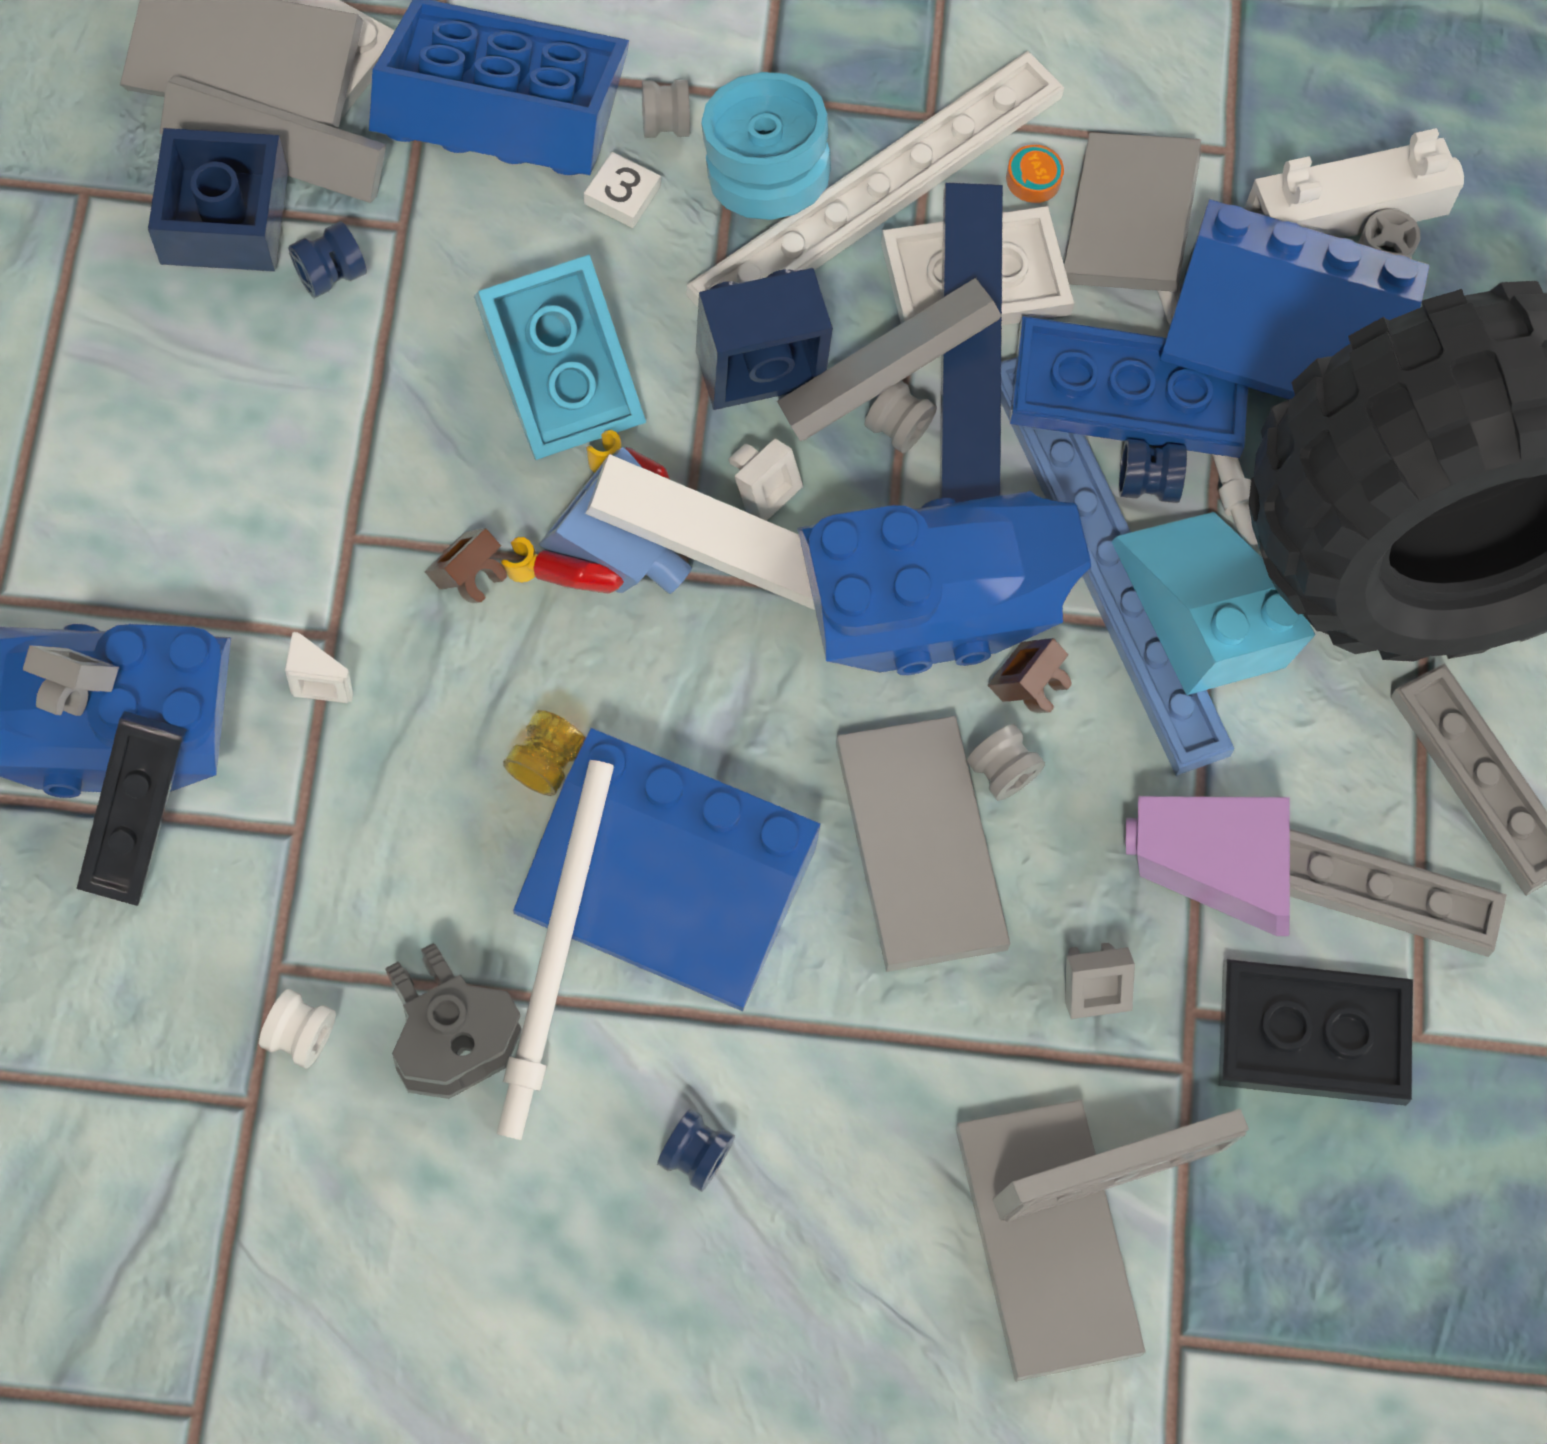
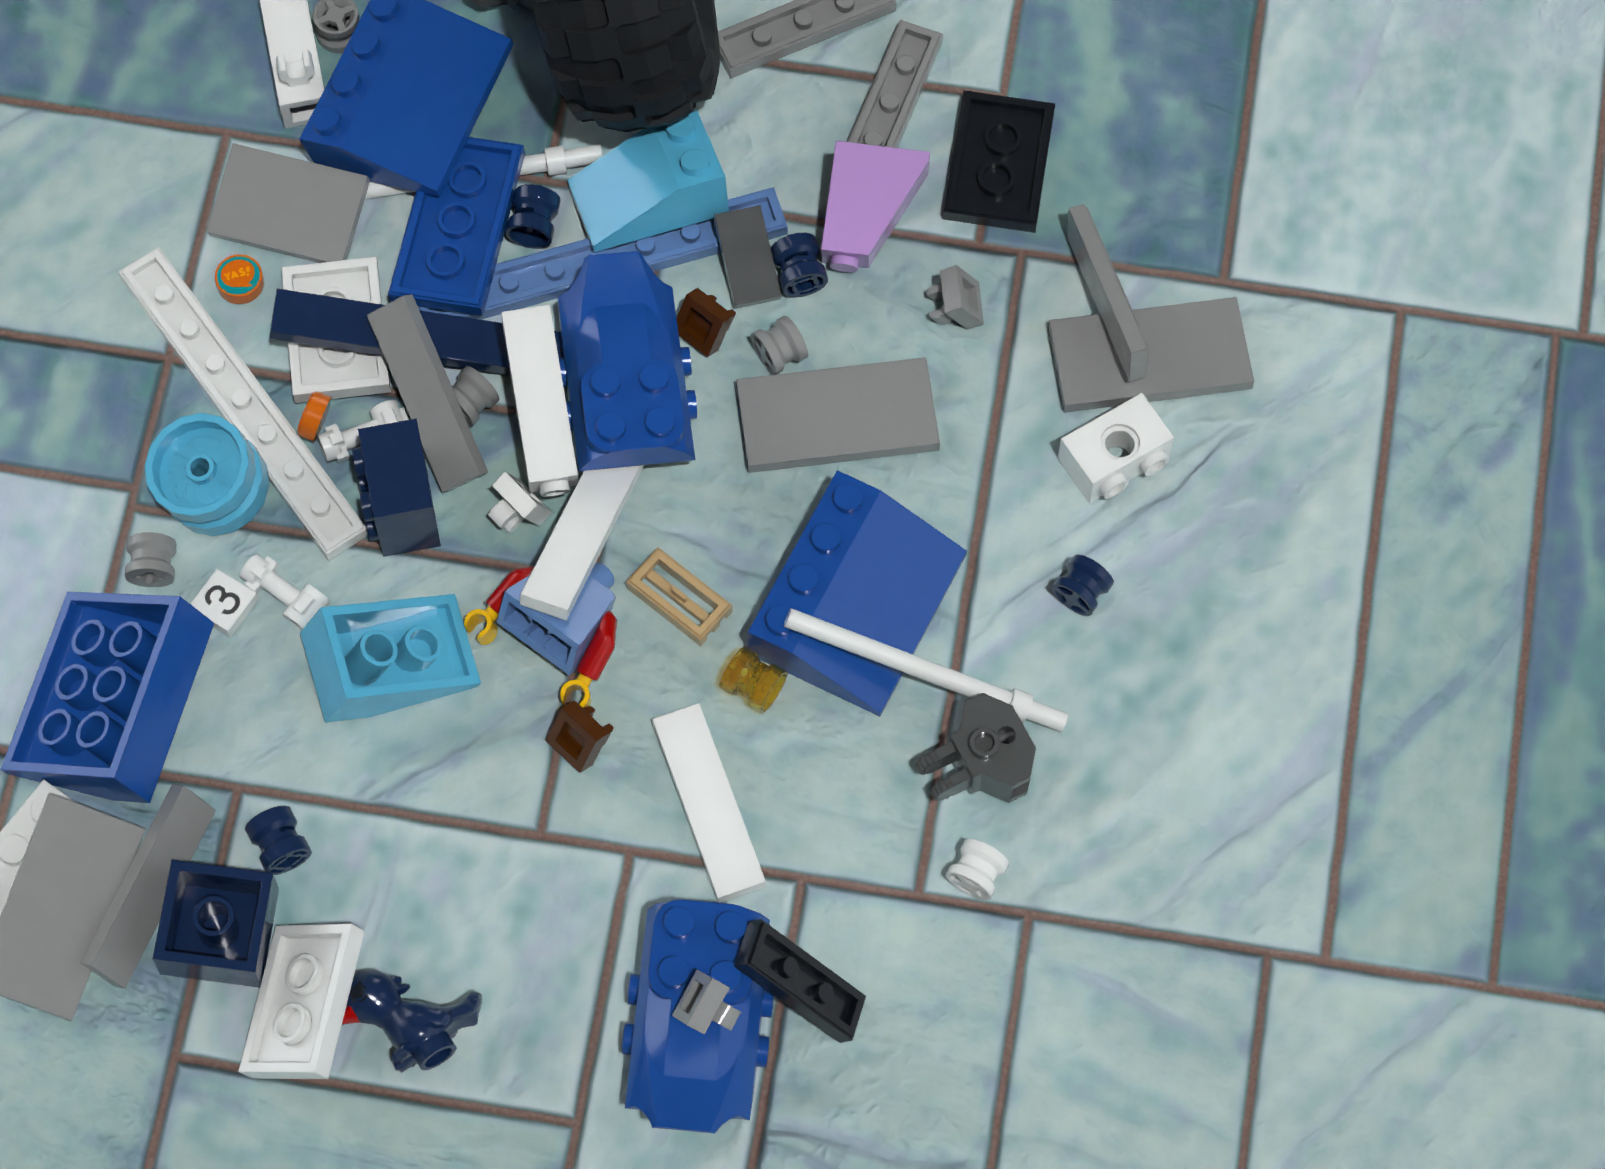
camera: 80 degrees left, 0 degrees up
(99, 408) = (415, 1028): none -> dark blue animal
(126, 292) = (301, 1001): none -> white plate
(315, 673) = (671, 854): white slope -> none
(388, 715) = (709, 803): none -> white tile
(622, 267) = (301, 604): none -> white bar
(630, 707) = (709, 622): none -> tan tile
(854, 330) = (336, 442): none -> white bar
(859, 256) = (314, 416): none -> orange tile
(883, 468) = (540, 400): none -> white brick
(892, 1151) = (1128, 426): none -> white brick
(1120, 781) = (799, 265): none -> dark blue wheel
(1127, 719) = (747, 256): none -> dark grey tile

